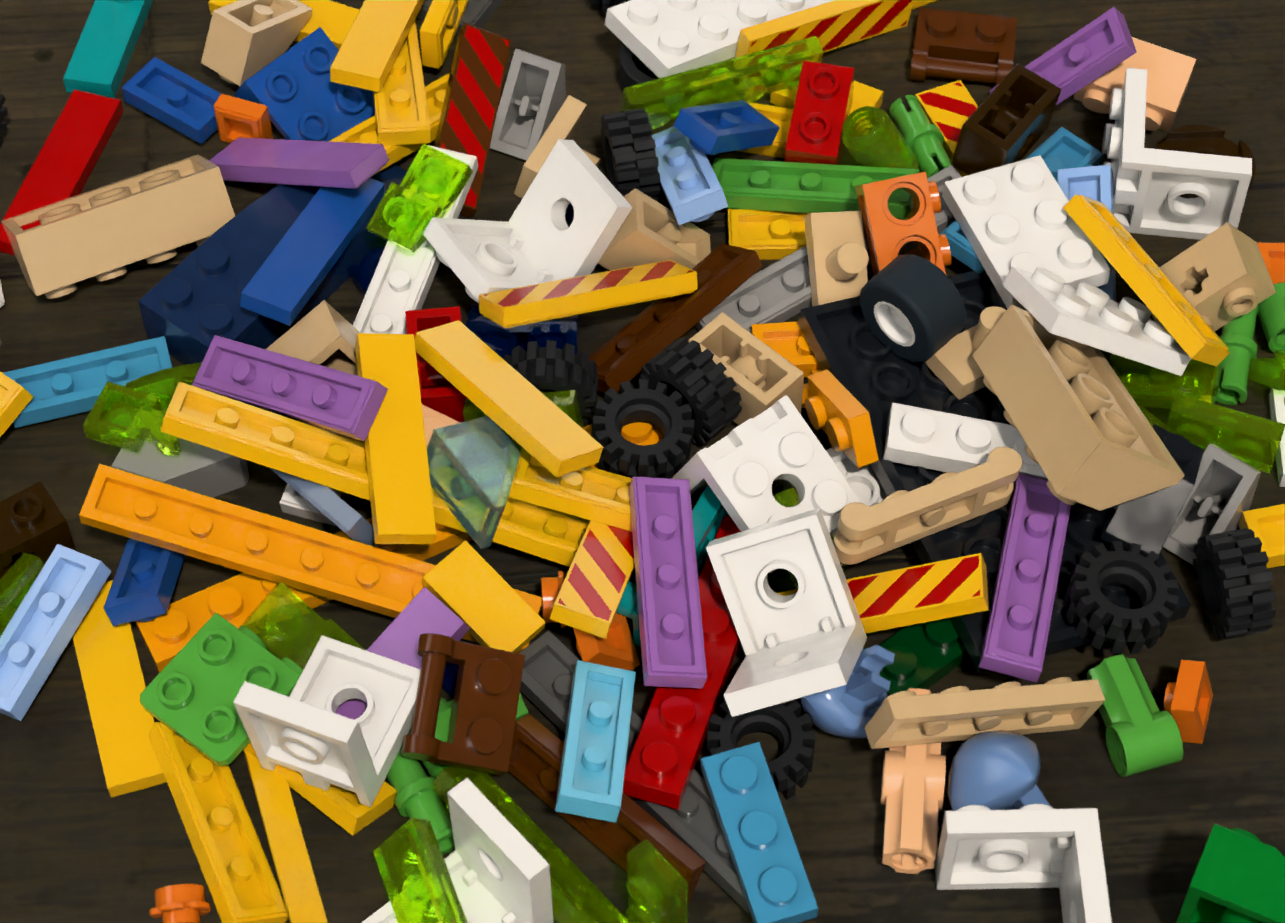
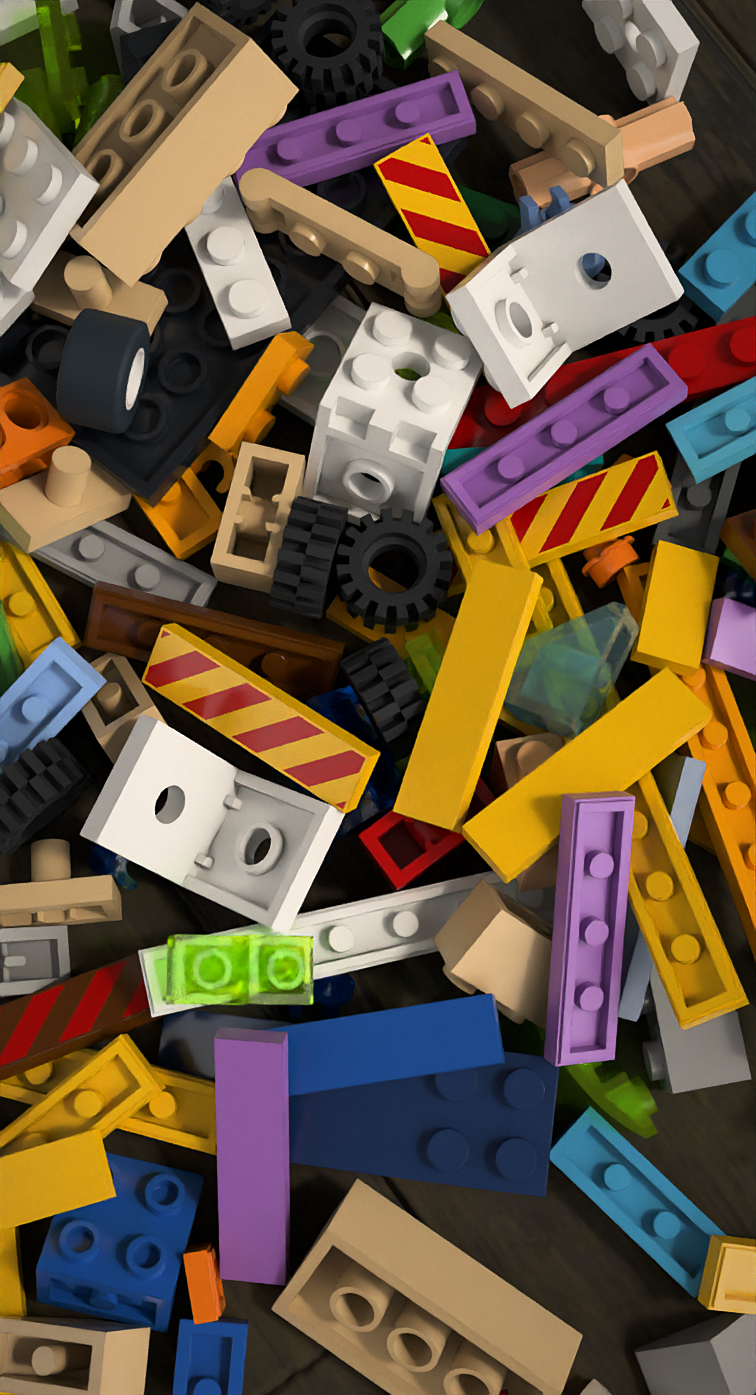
camera: 125 degrees left, 25 degrees up
(127, 419) = (704, 1089): clear neon green plate -> none
(996, 772) = (574, 67): medium blue piece -> none

